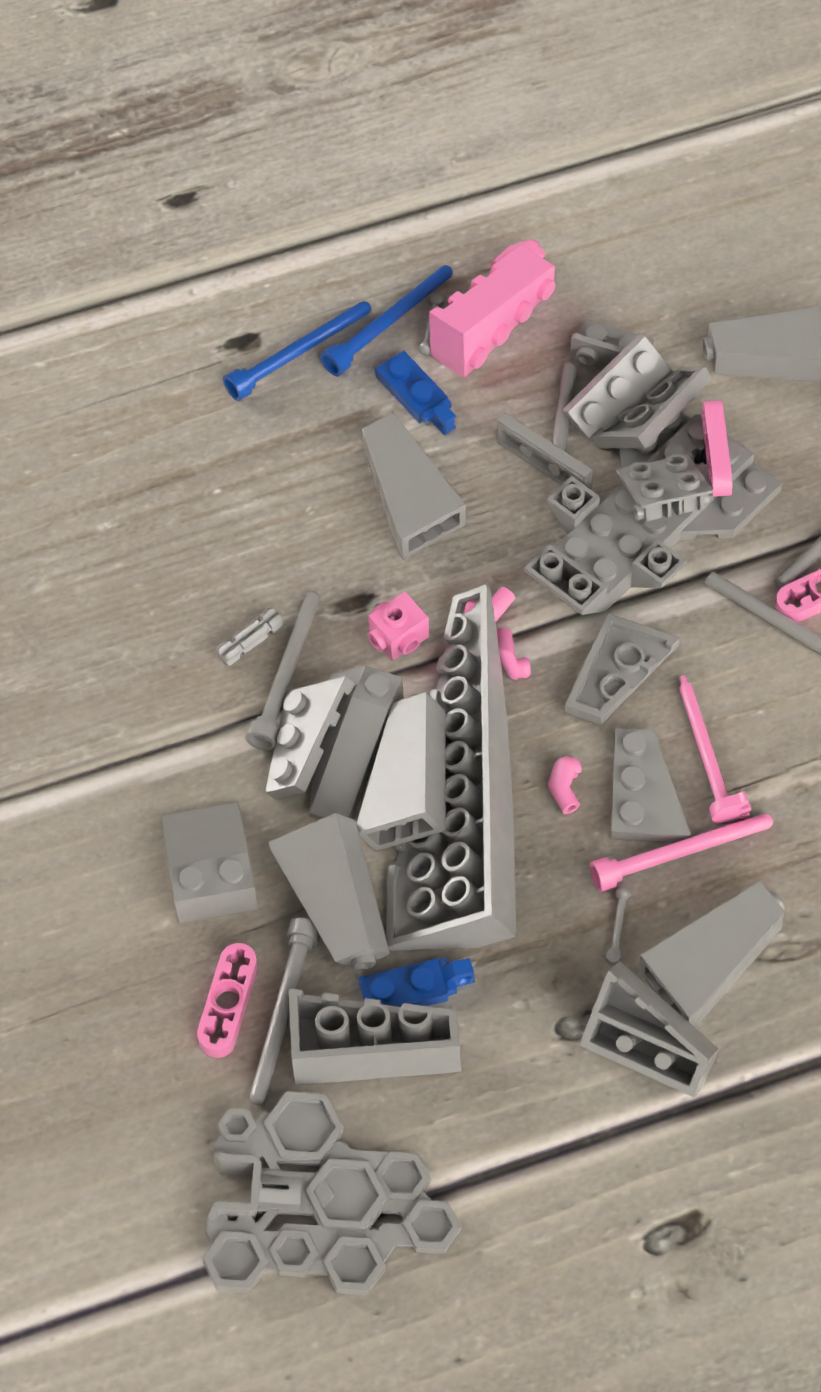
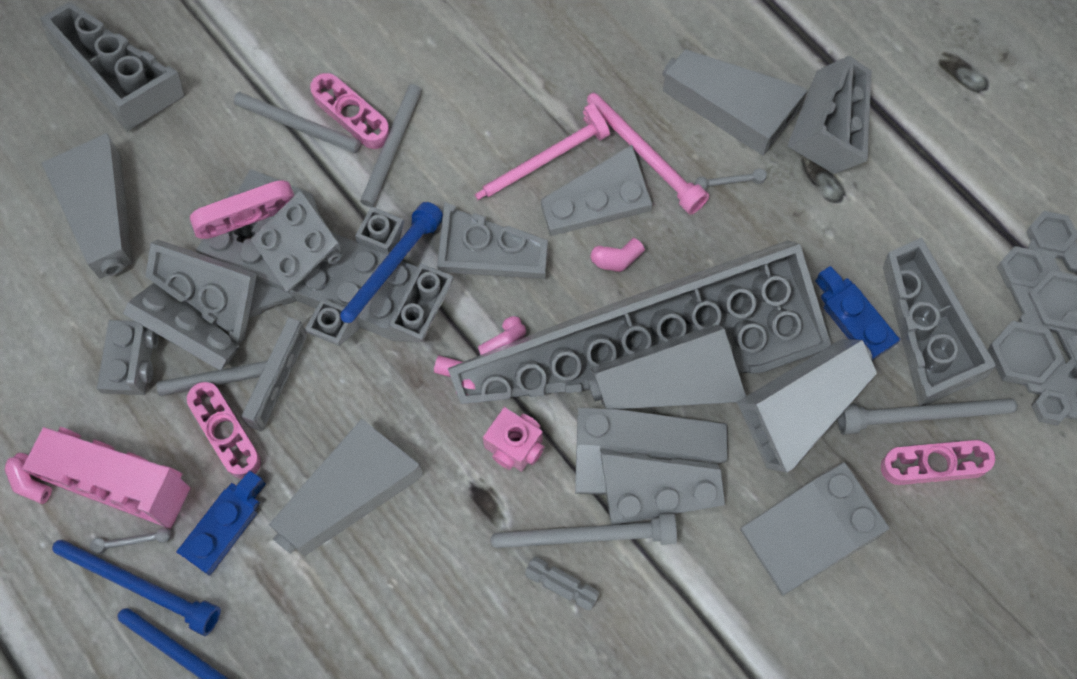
camera: 110 degrees left, 10 degrees up
(515, 396) = (202, 414): none -> bright pink beam
(664, 616) = (424, 220): none -> blue piece

